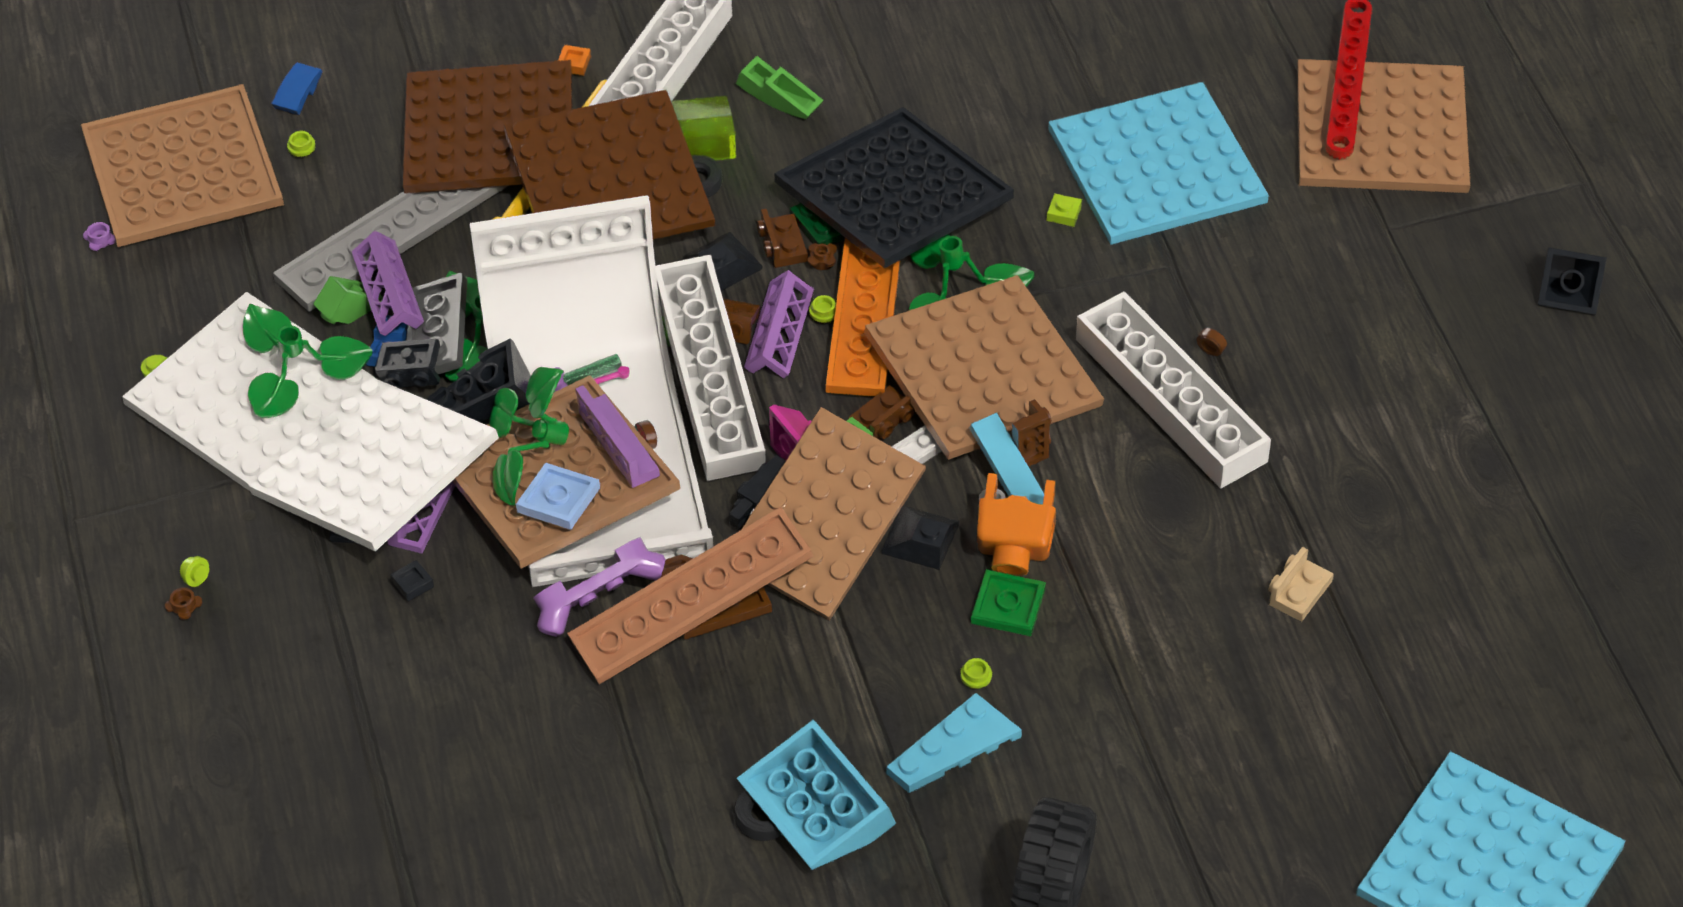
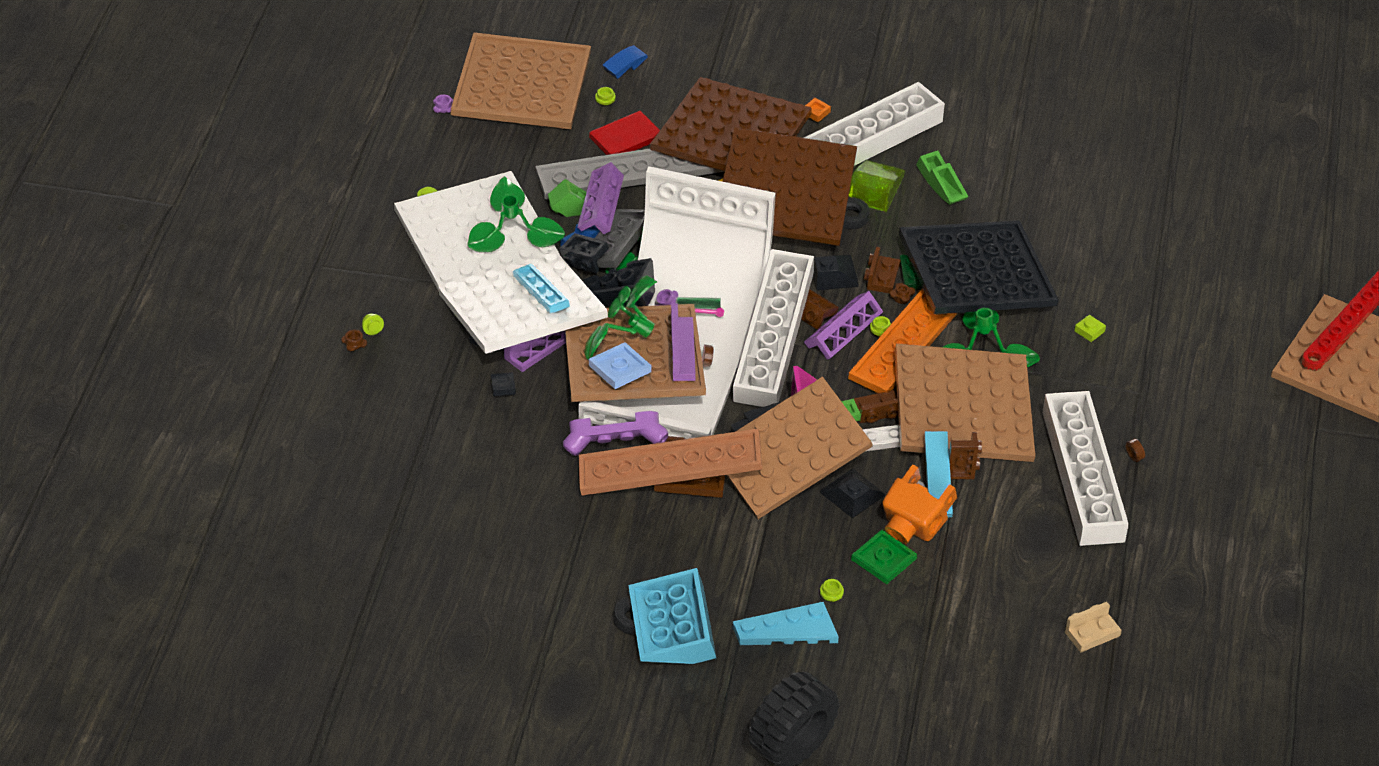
camera: 25 degrees right, 5 degrees down
(358, 185) = (625, 134): none -> red tile
(392, 434) = (541, 288): none -> medium azure tile
(1157, 163) = (1177, 323): medium azure plate -> none

